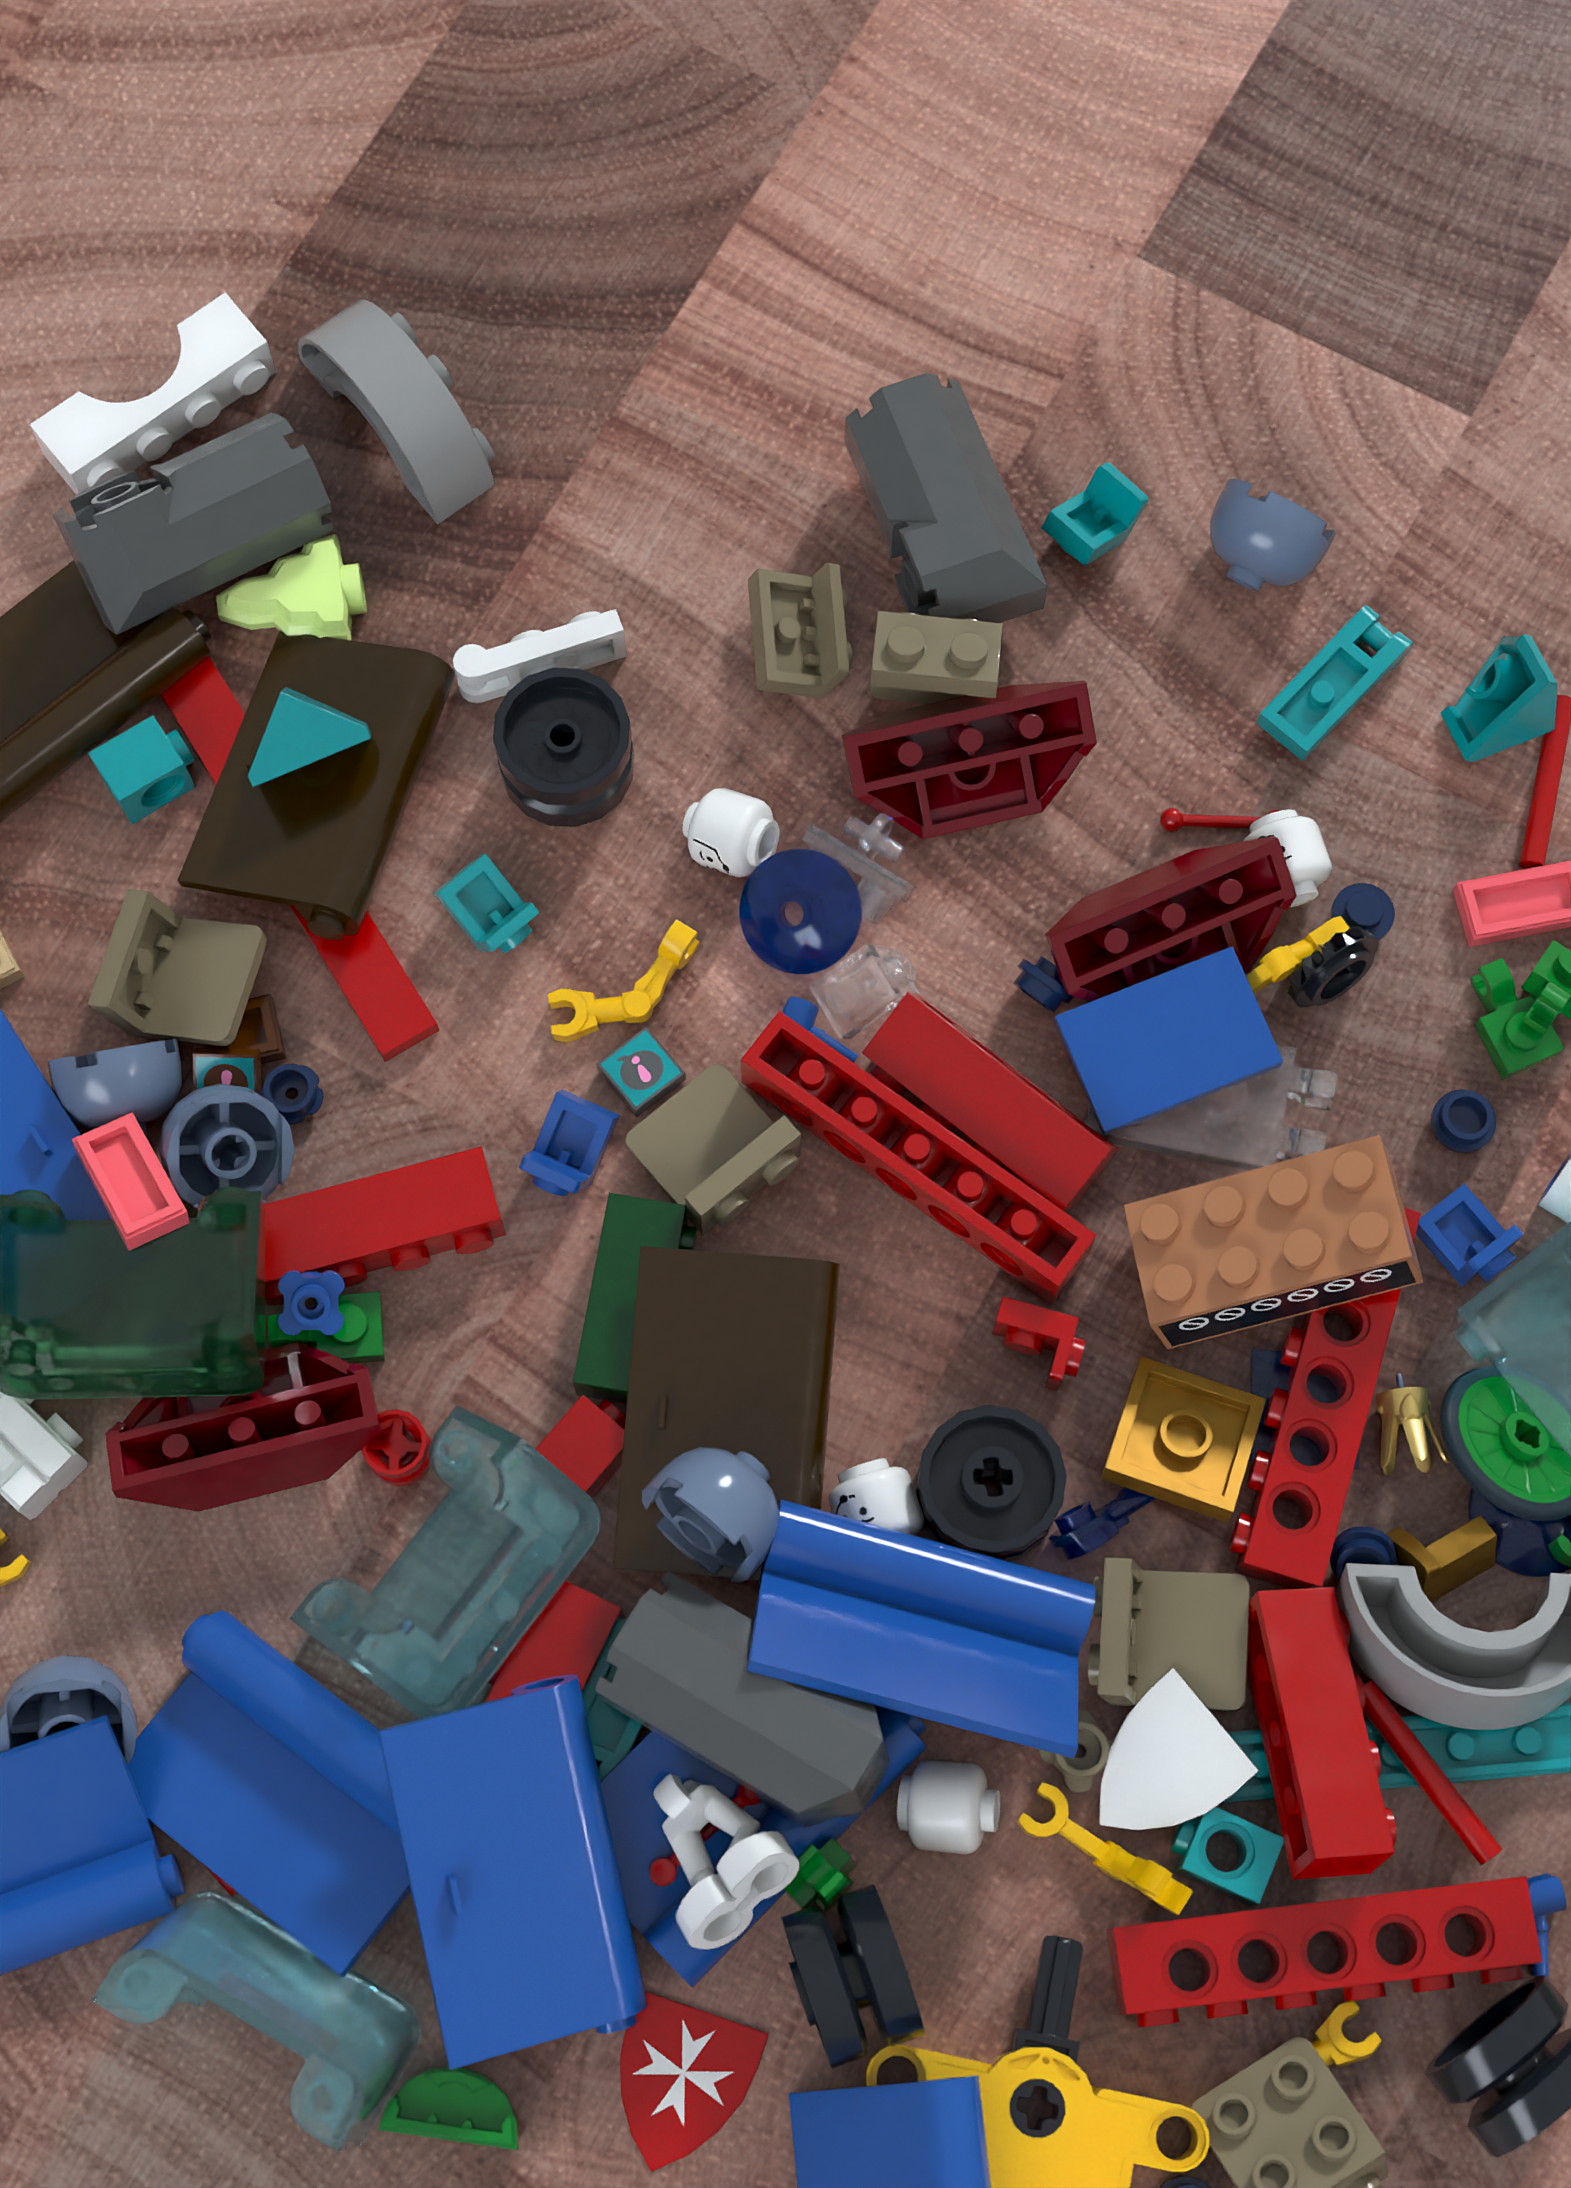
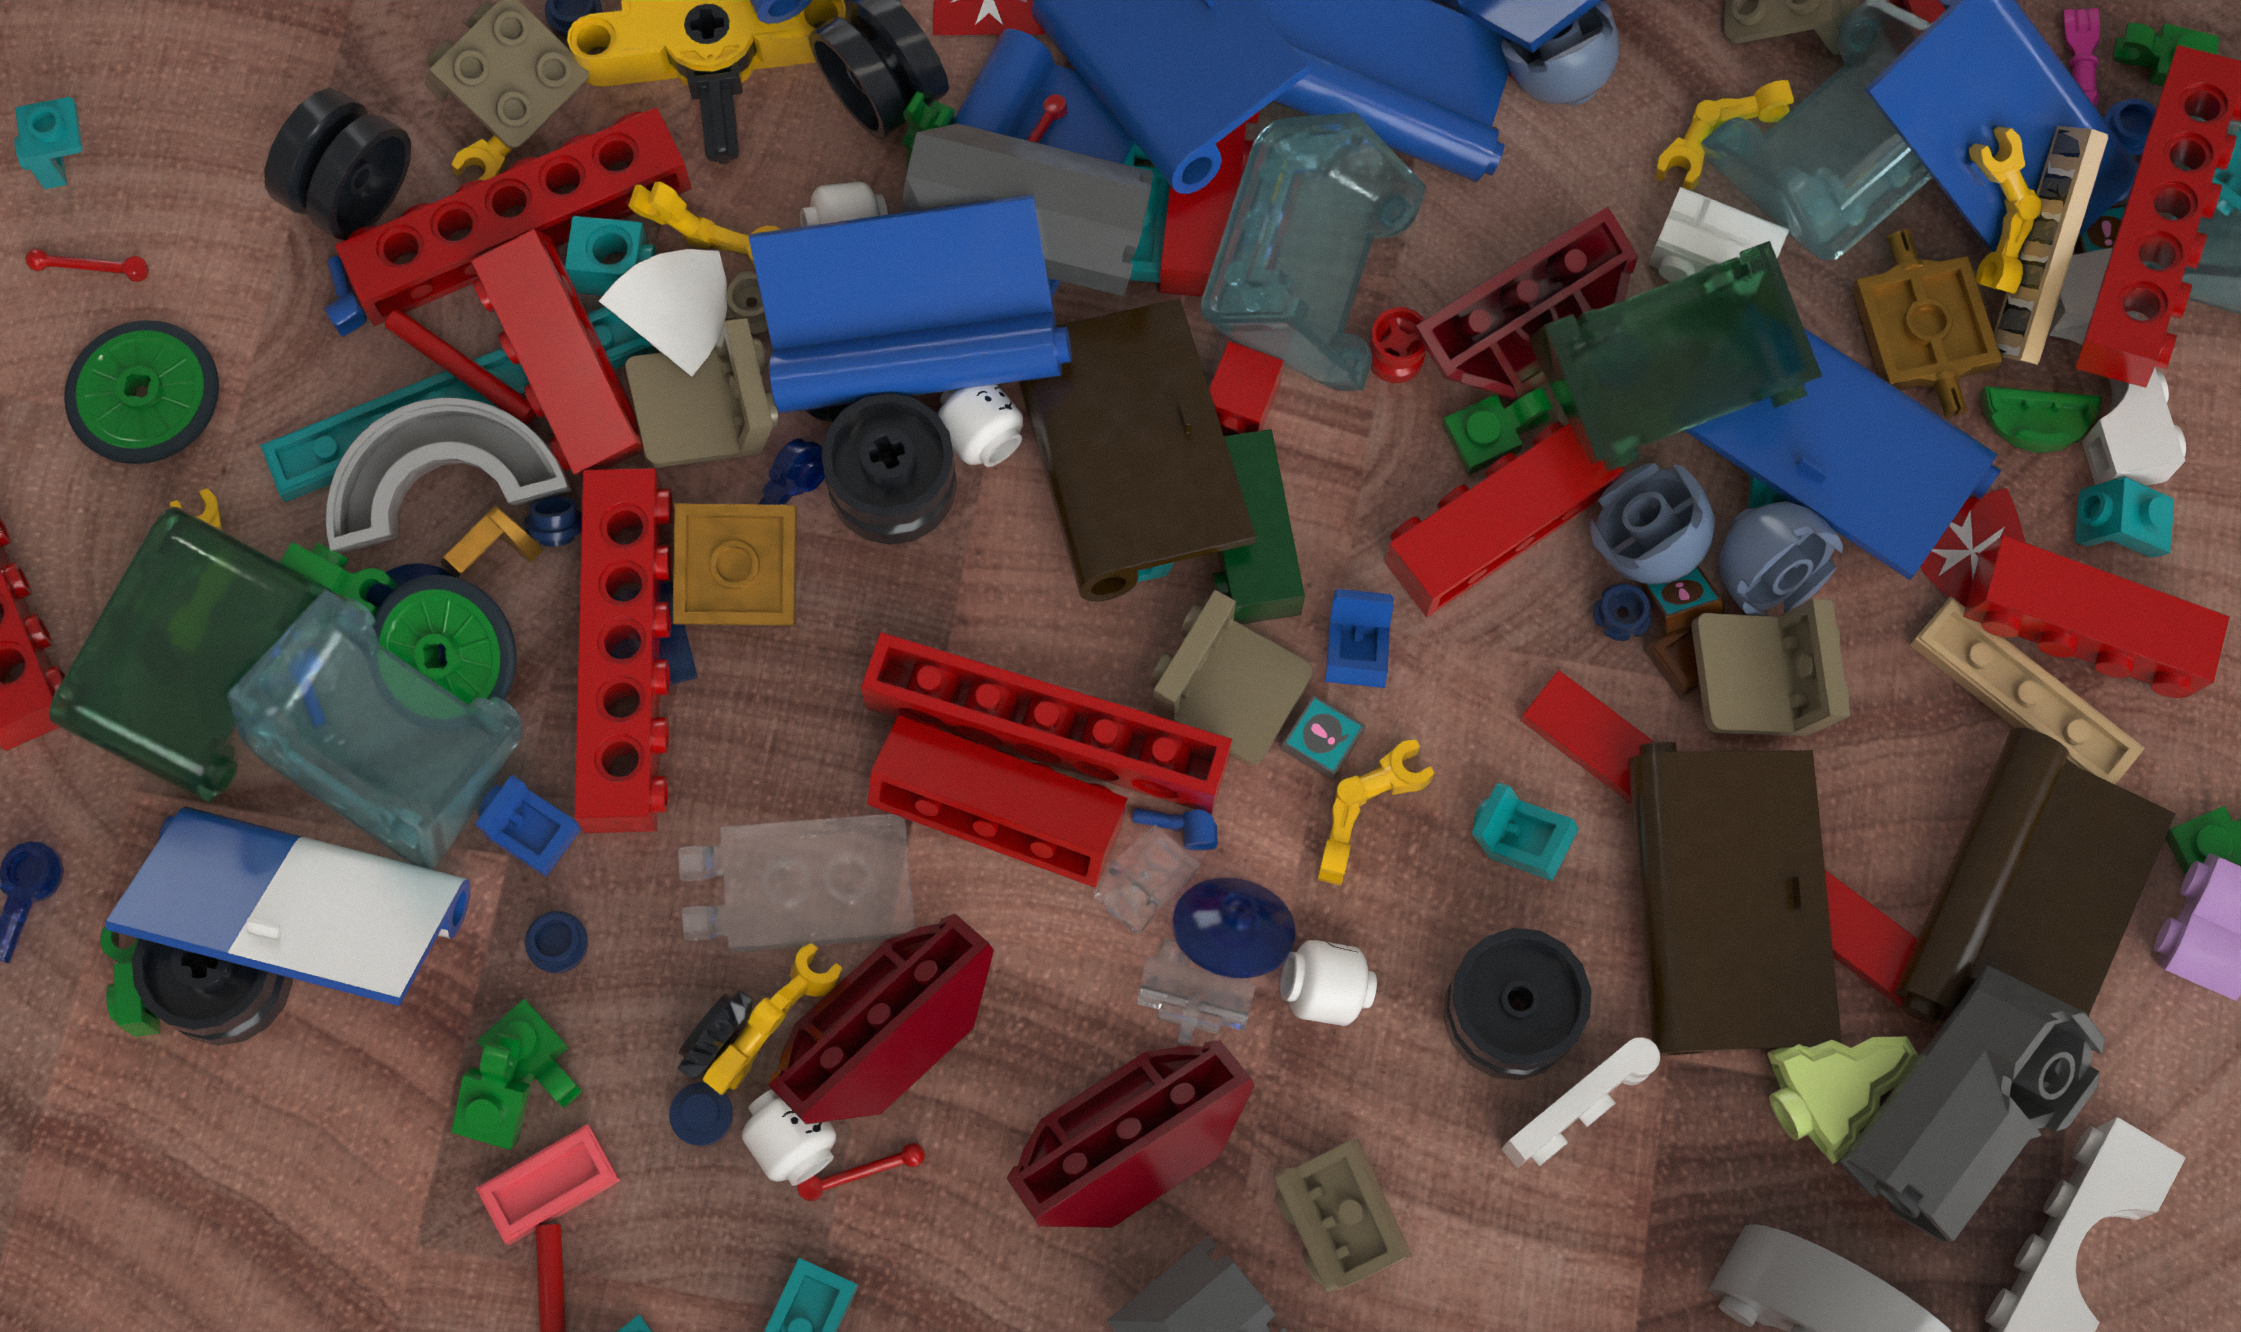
camera: 160 degrees right, 0 degrees up
(130, 1181) = (1717, 453): coral tile -> none
(144, 768) = (1899, 857): teal brick -> none
(301, 734) = (1757, 911): teal slope -> none
(324, 1288) = (1520, 420): blue plate -> none
(716, 1509) = (1106, 340): sand blue cylinder -> none
(749, 1871) = (986, 89): white piece -> none
(934, 658) = (1190, 1190): dark tan bracket -> none
(1035, 1328) = (895, 614): red bracket -> none
(1042, 983) = (993, 929): dark blue plate -> none
(1168, 1041) = (849, 906): blue tile -> none
(1272, 1243) = (700, 734): nougat brick -> none
(1410, 1408) = (546, 654): pearl gold piece -> none

